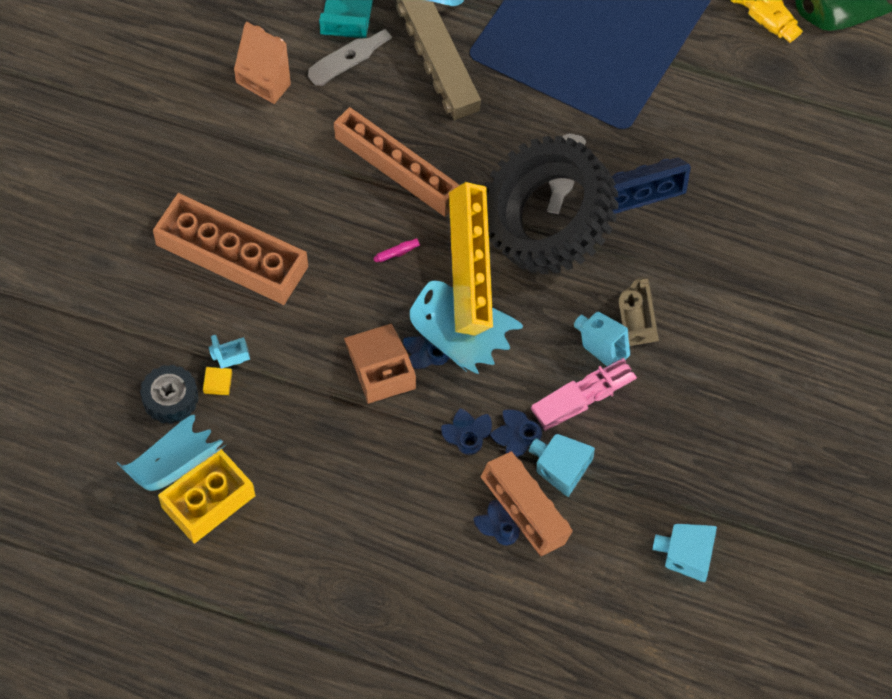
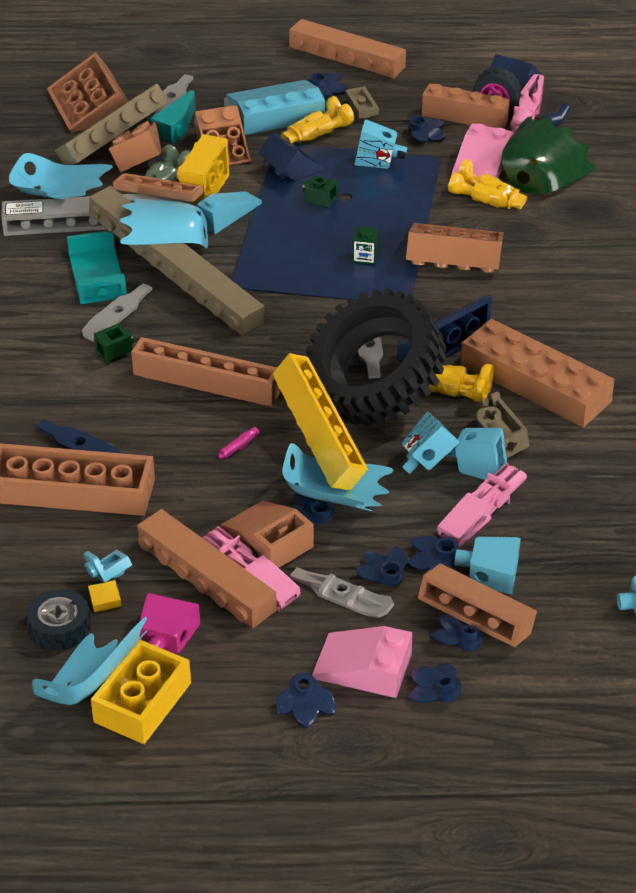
camera: 20 degrees left, 20 degrees down
(254, 432) = (169, 622): none -> dark pink torso
(262, 63) = (38, 325): nougat slope -> none
(267, 216) = (71, 438): none -> dark blue piece
(312, 383) = (207, 568): none -> nougat brick
(329, 96) = (113, 342): none -> dark green brick
(339, 550) = (305, 702): none -> dark blue plate
(356, 403) = (260, 567): none -> bright pink arm
(408, 524) = (366, 659): none -> bright pink slope
(430, 455) = (354, 597): none -> light grey piece
(456, 565) = (435, 684): none -> dark blue plate
(561, 313) = (427, 444): none -> medium azure torso
(611, 49) = (365, 245): none -> dark green brick
(624, 239) = (457, 382): none -> yellow piece
(700, 74) = (454, 246): none -> nougat slope
(704, 259) = (538, 372): none -> nougat brick

